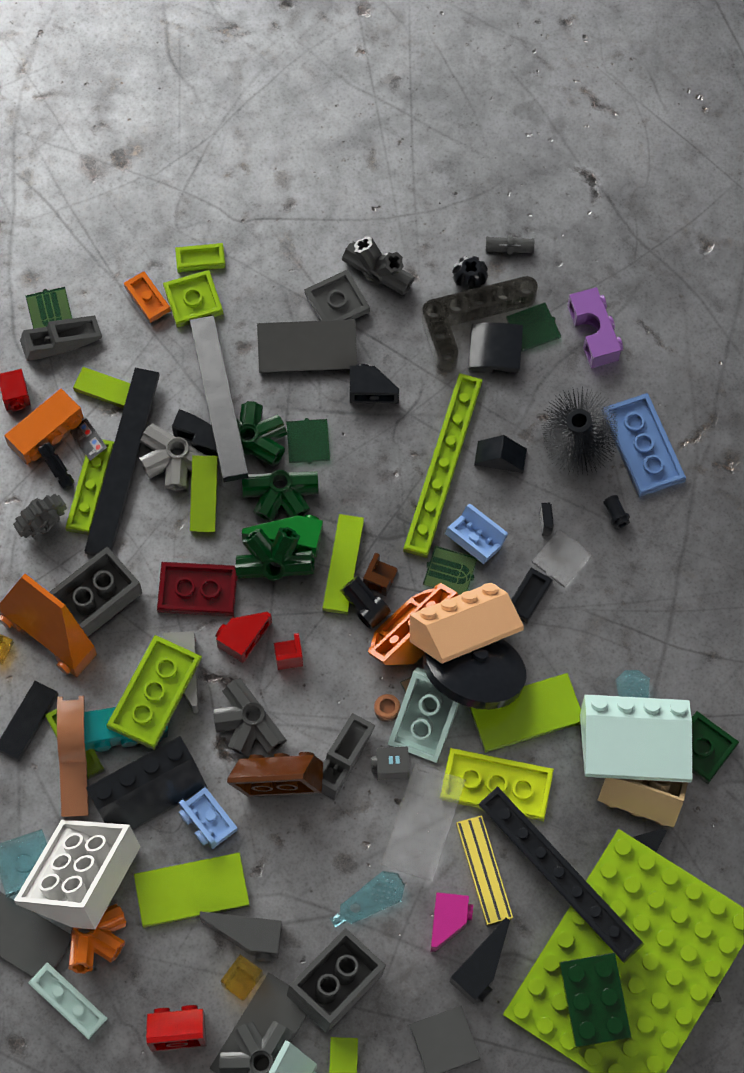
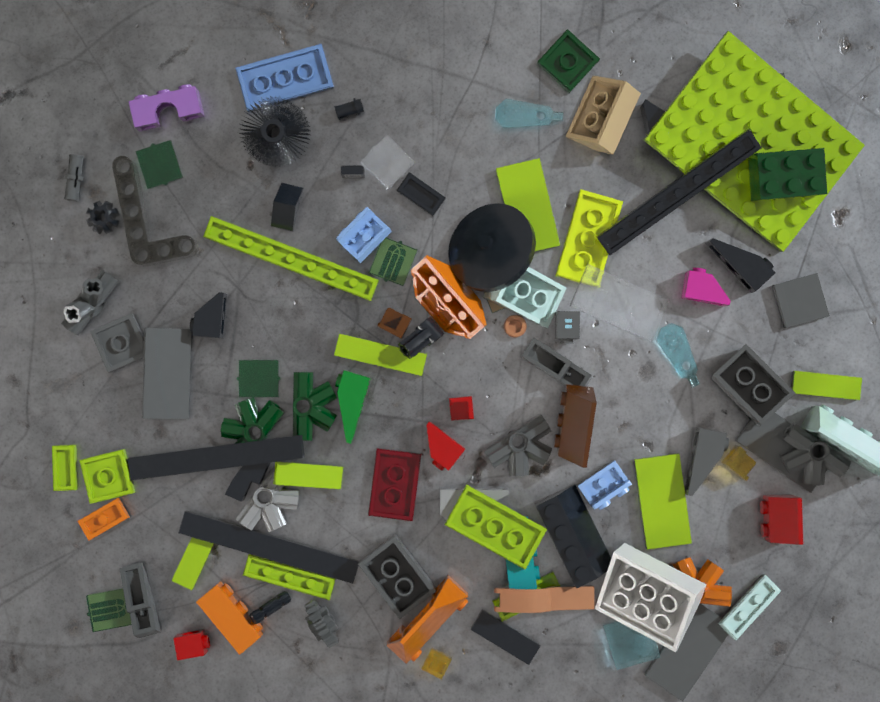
camera: 85 degrees left, 20 degrees up
(88, 439) = (245, 577): black sticker -> none
(280, 551) = (376, 415): dark green piece -> none
(465, 623) = (455, 251): light nougat slope -> none
(484, 870) = (662, 255): light yellow tile -> none
(495, 347) = (179, 201): black slope -> none
(636, 738) = (567, 114): light aqua slope -> none

